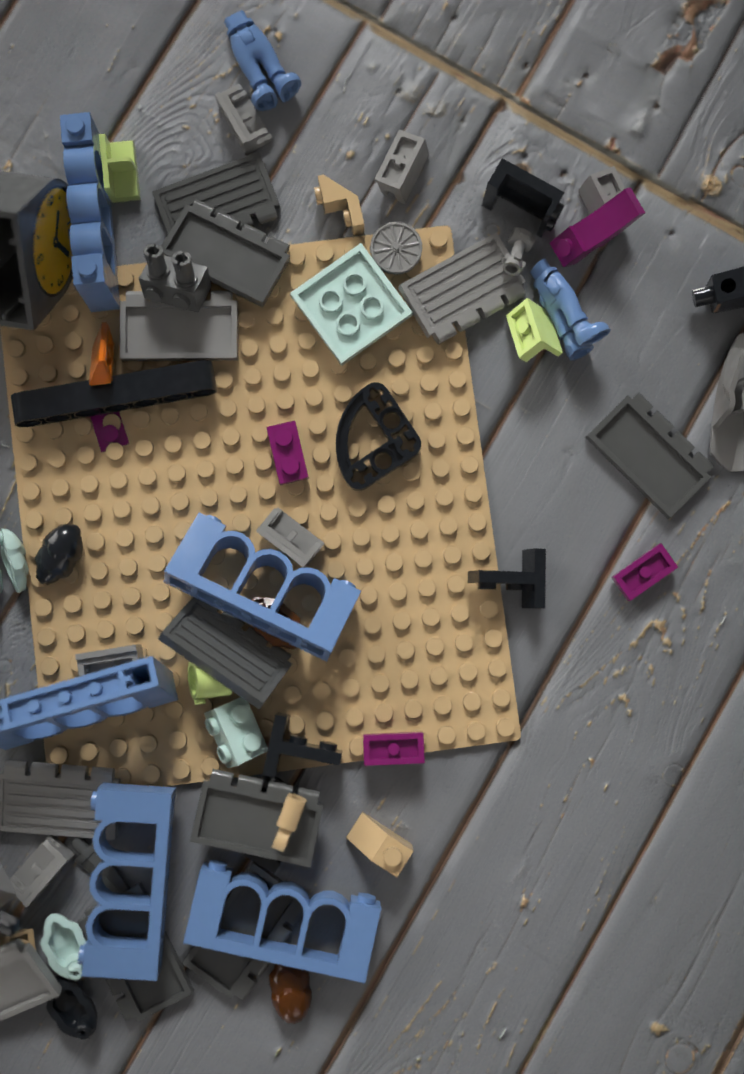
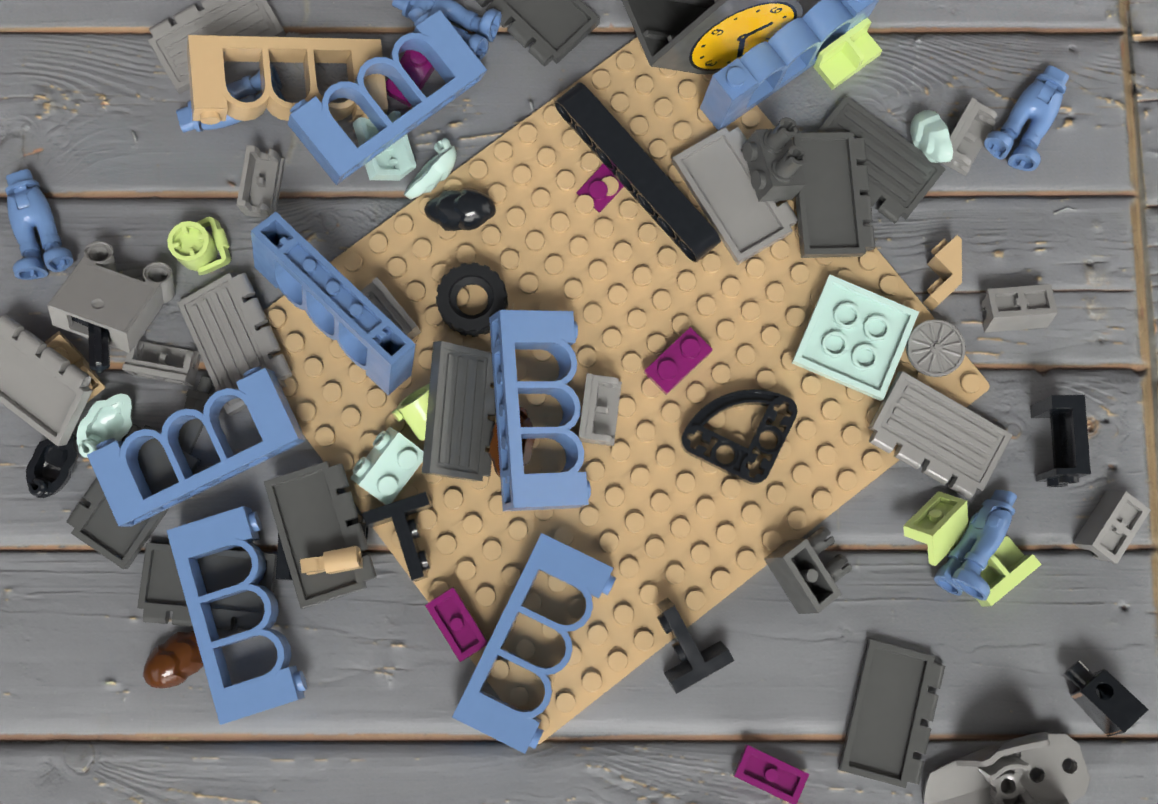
camera: 65 degrees right, 5 degrees down
(102, 357) = (664, 141): orange slope -> none
(117, 582) = (470, 275): none -> black tyre
(227, 145) = (931, 136): none -> light aqua arm
(380, 844) = (359, 665): tan slope -> none
(483, 758) = (497, 718): none -> medium blue fence
(510, 456) = (804, 576): none -> dark grey brick
(521, 241) = (1019, 463): light grey bar -> none
(597, 228) = (1077, 528): magenta slope -> none
(597, 301) = (1006, 570): none -> yellowish green panel

